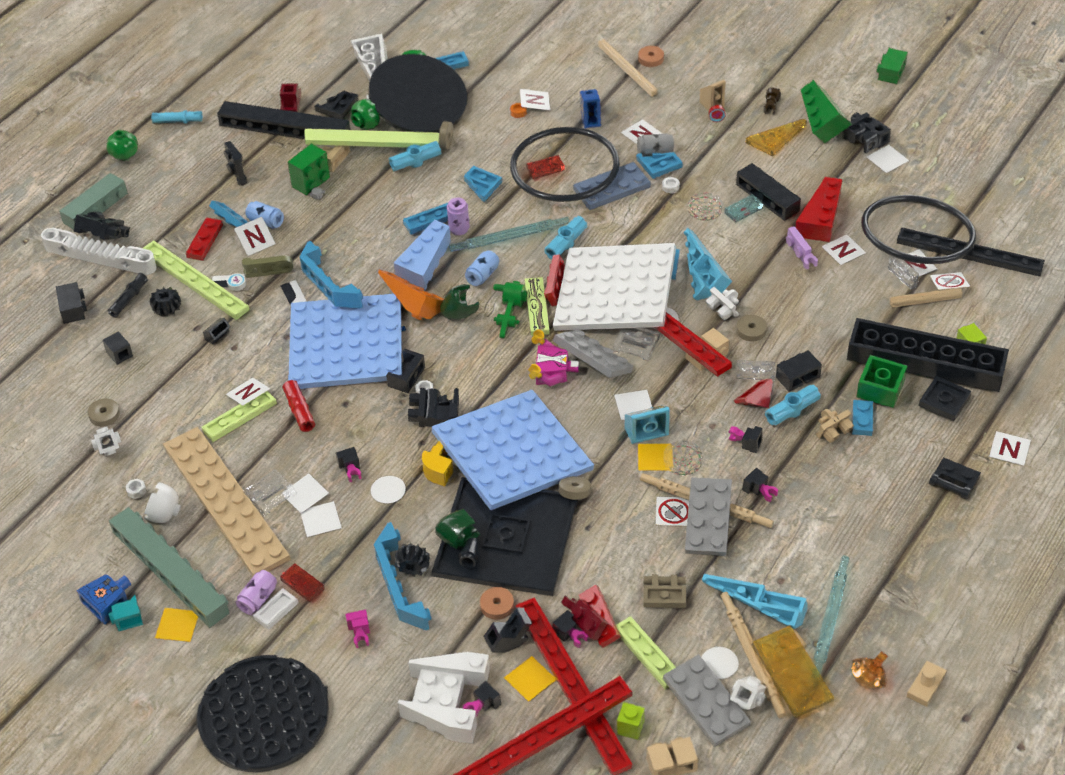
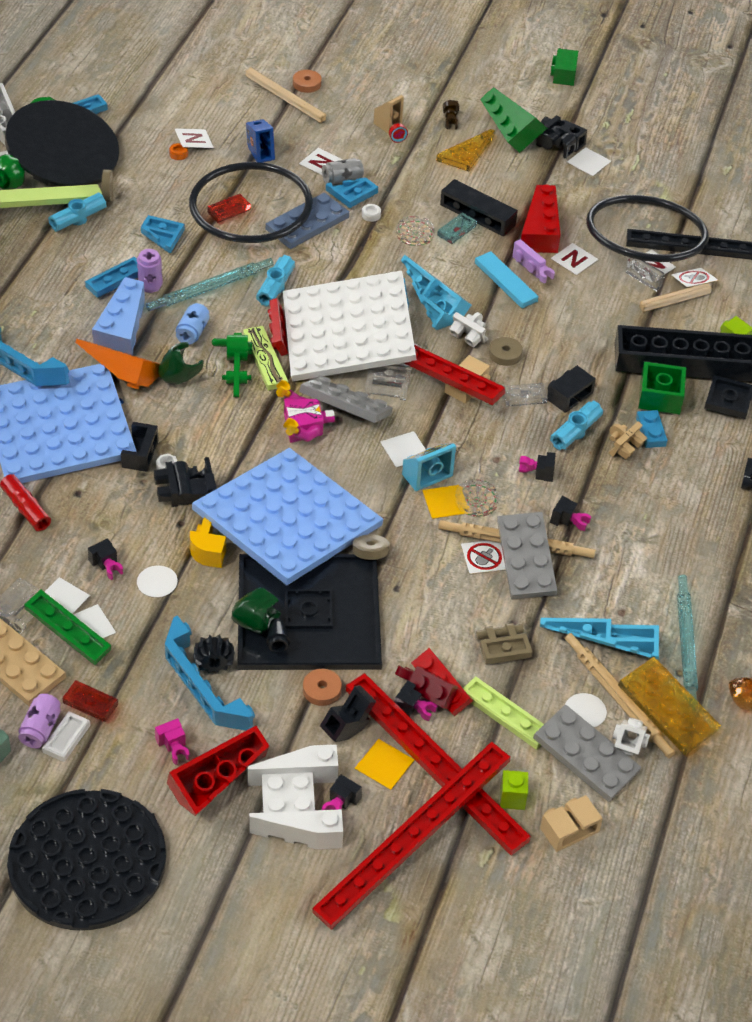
camera: 20 degrees left, 0 degrees up
(301, 517) = (67, 627): none -> green plate
(381, 658) = (209, 774): none -> red wedge
(757, 395) = (534, 420): slope -> none
(773, 261) = (506, 279): none -> medium azure tile

